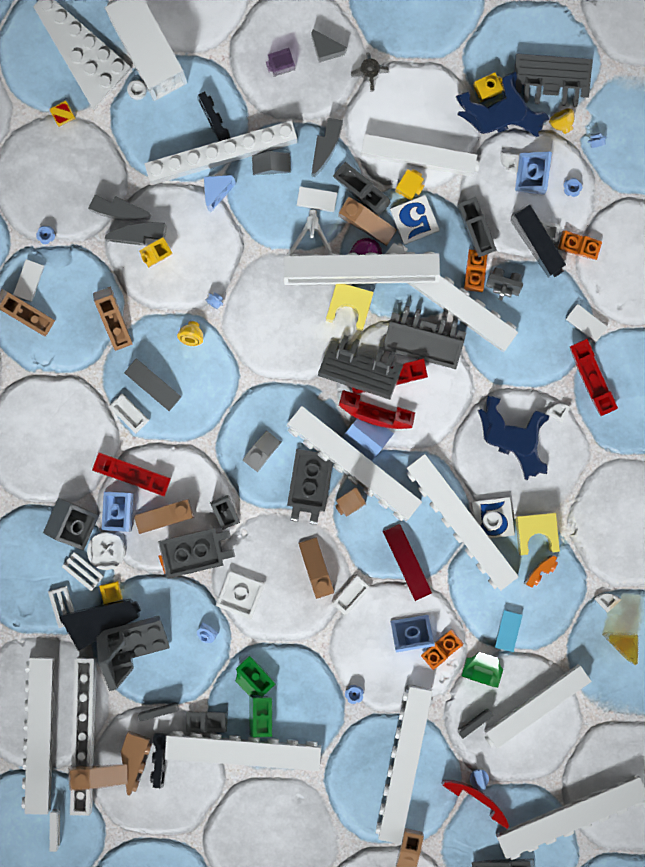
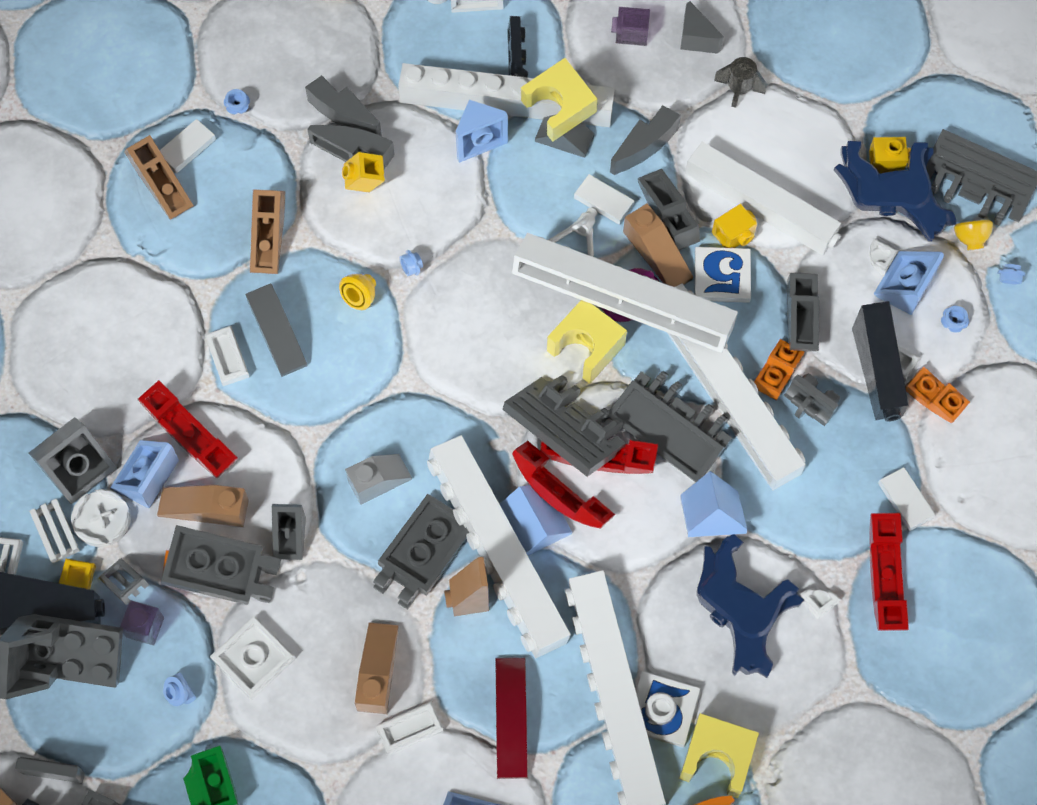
camera: 20 degrees right, 20 degrees down
(155, 584) = (130, 588): none -> dark grey tile
(166, 604) = (142, 622): none -> clear purple brick
(266, 142) = (568, 90): none -> light yellow piece
(473, 384) = (712, 508): none -> light blue slope

